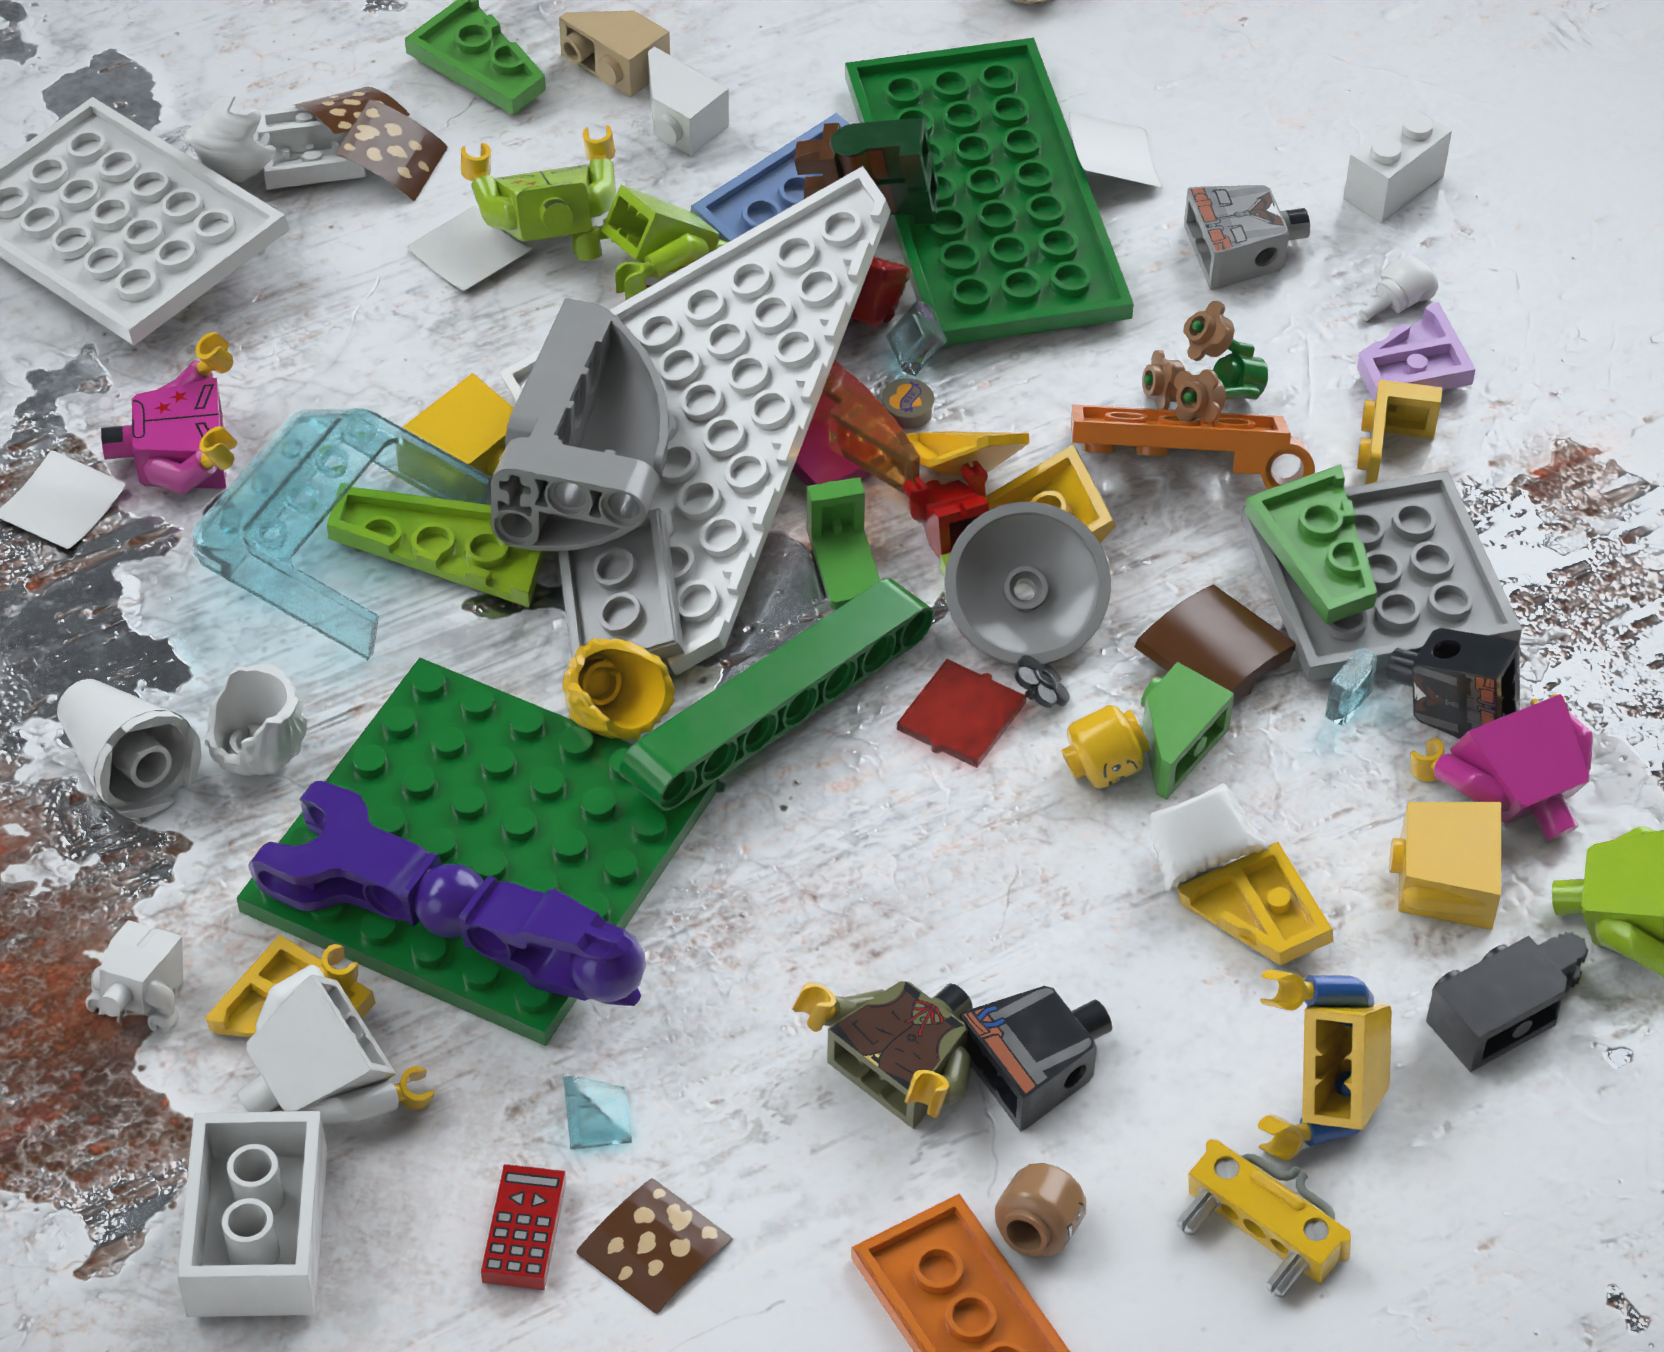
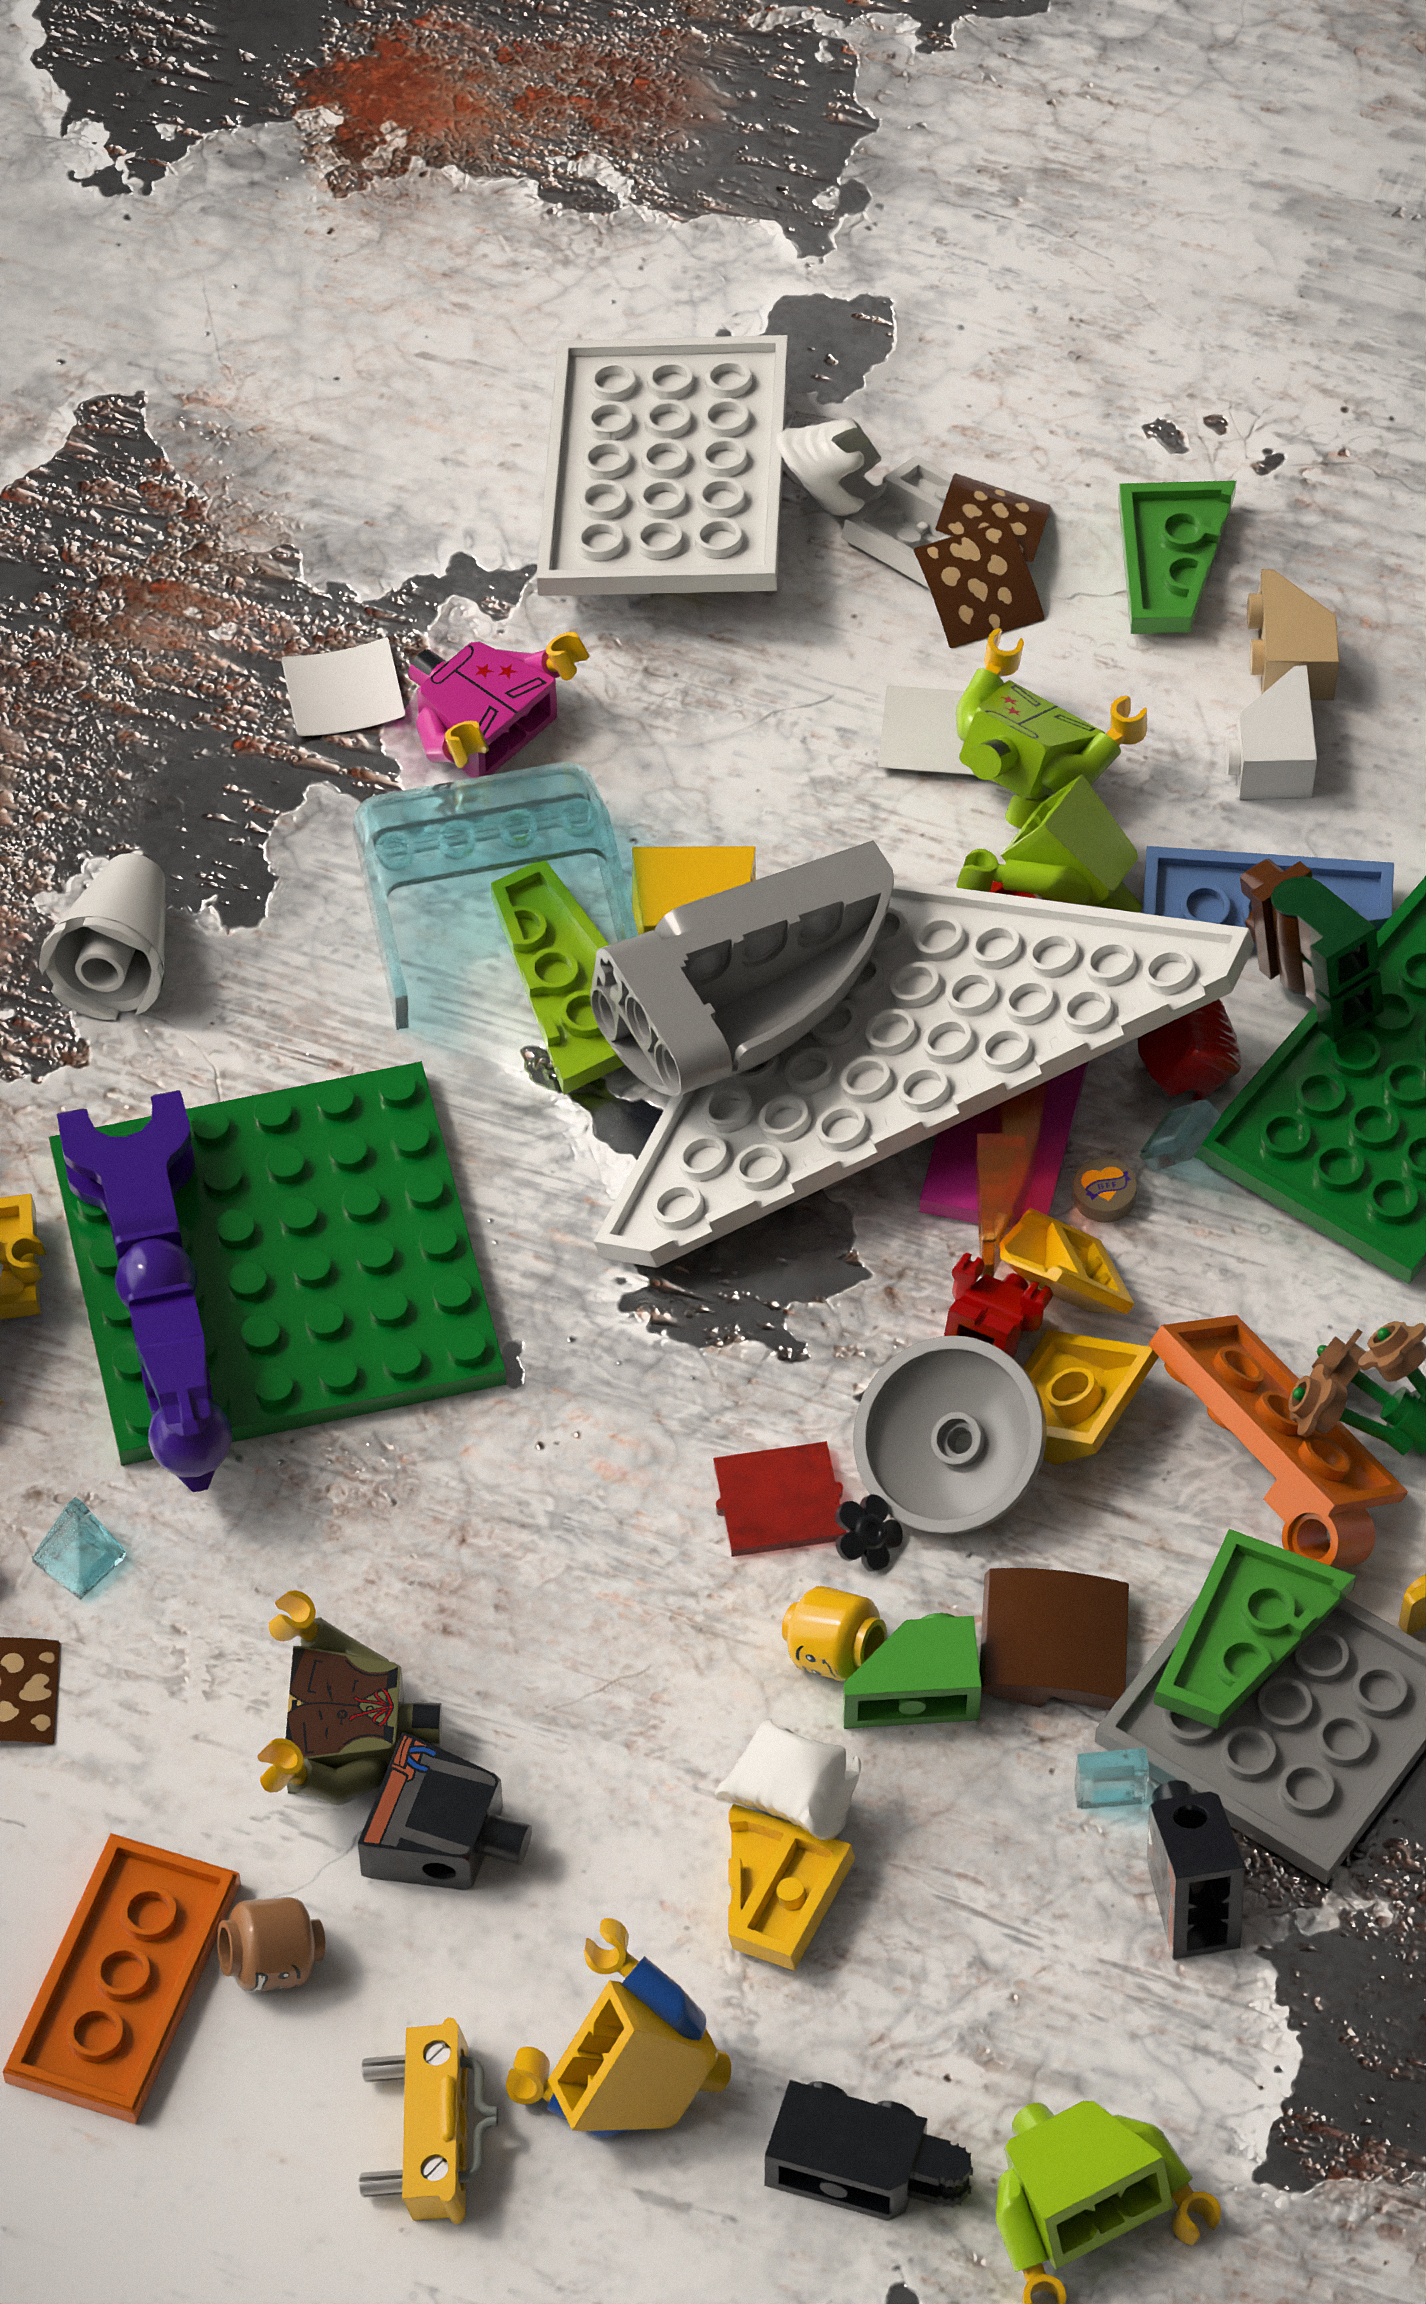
camera: 50 degrees right, 5 degrees up
(255, 721) = (222, 1005): white hair -> none
(617, 688) = (512, 1223): yellow hair -> none
(624, 590) = (625, 1153): light grey tile -> none
(775, 694) = (634, 1342): green beam -> none
(840, 540) = (867, 1267): bright green bracket -> none
(1449, 861) = (978, 2001): yellow torso -> none
(1522, 760) = (1153, 1981): dark pink torso -> none

